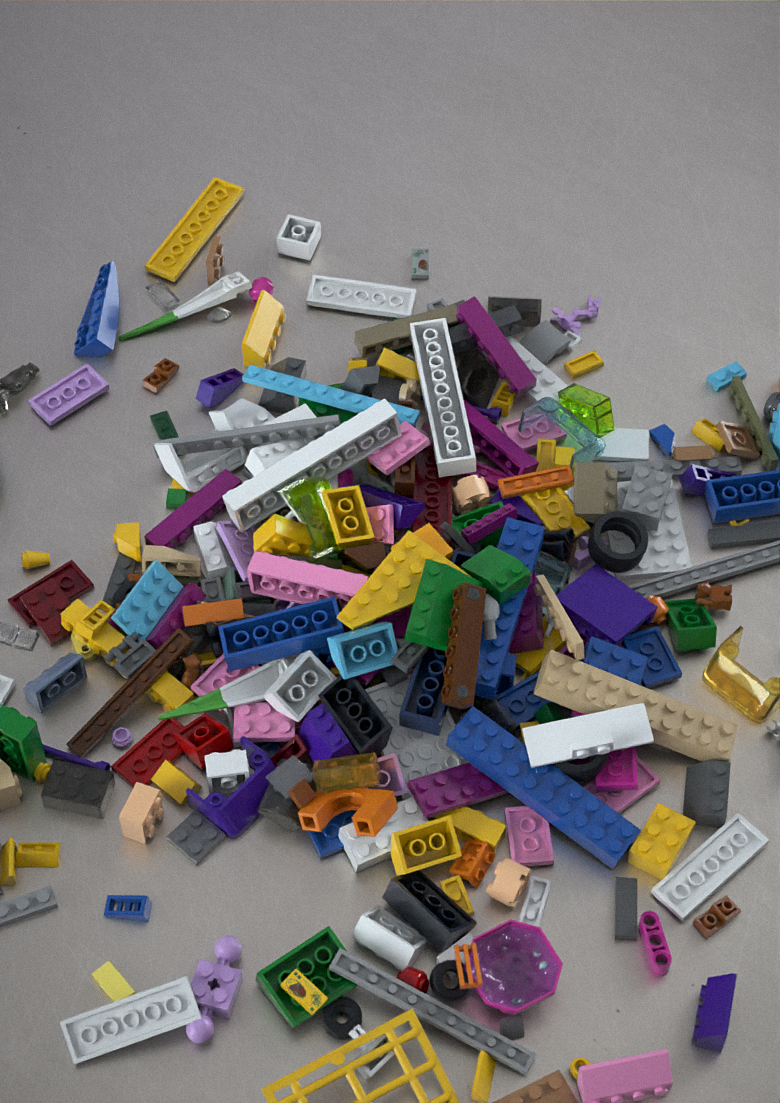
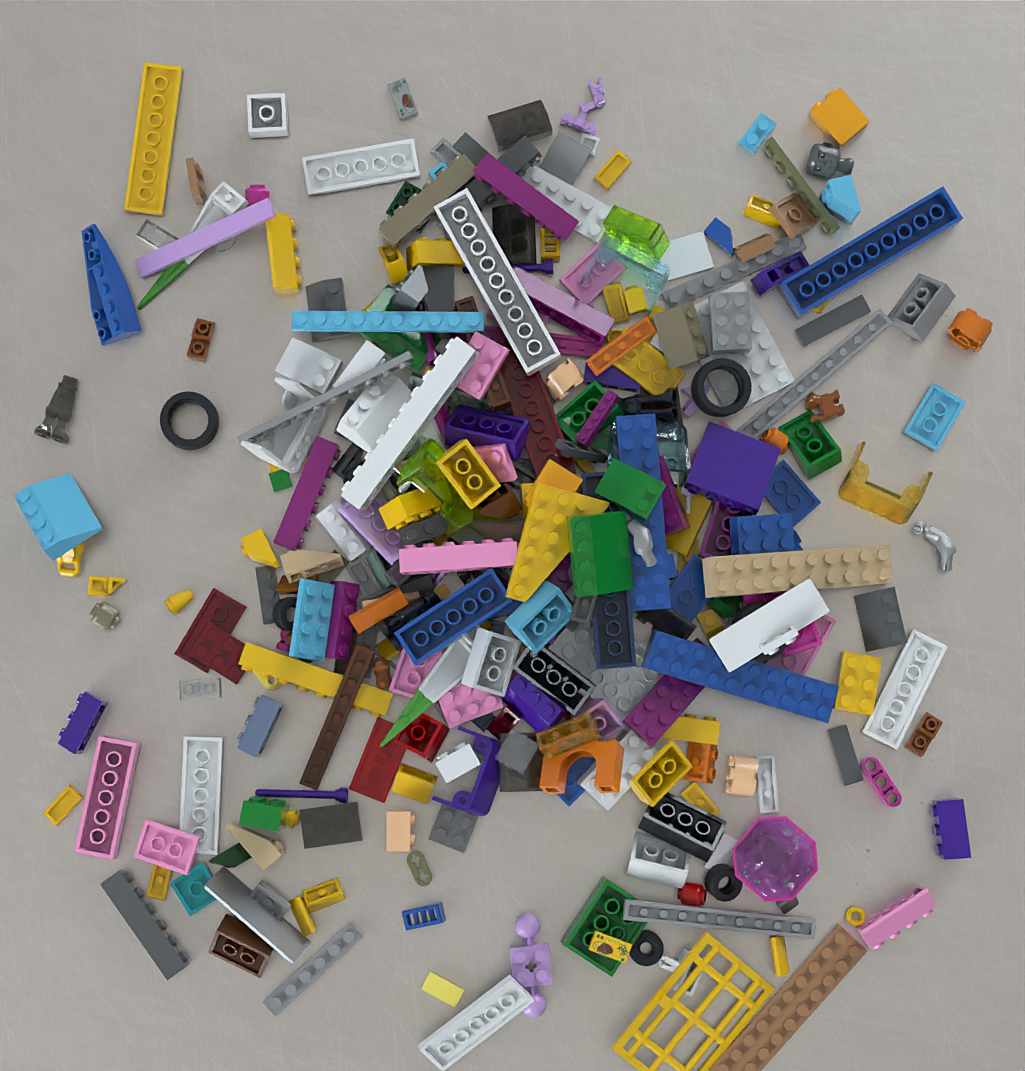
camera: 25 degrees left, 30 degrees up
(68, 394) = (121, 398): lavender plate -> none
(88, 629) = (269, 674): yellow slope -> none
(120, 442) = (188, 397): none -> black tyre
(121, 737) = (344, 756): lavender plate -> none
(130, 662) = (327, 686): dark grey plate -> none
(149, 861) = (415, 871): none -> olive beam
(164, 426) = (237, 407): clear green tile -> none
(202, 298) = (205, 238): none -> lavender tile
(218, 387) = (267, 334): dark purple slope -> none
(301, 793) = (535, 767): dark orange tile -> none
(411, 392) = (460, 284): tan plate -> none
(463, 646) = (633, 586): reddish brown piece -> none
(465, 948) = (746, 891): orange tile -> none
(528, 837) = (740, 721): bright pink plate -> none
(561, 620) = (706, 514): tan plate -> none

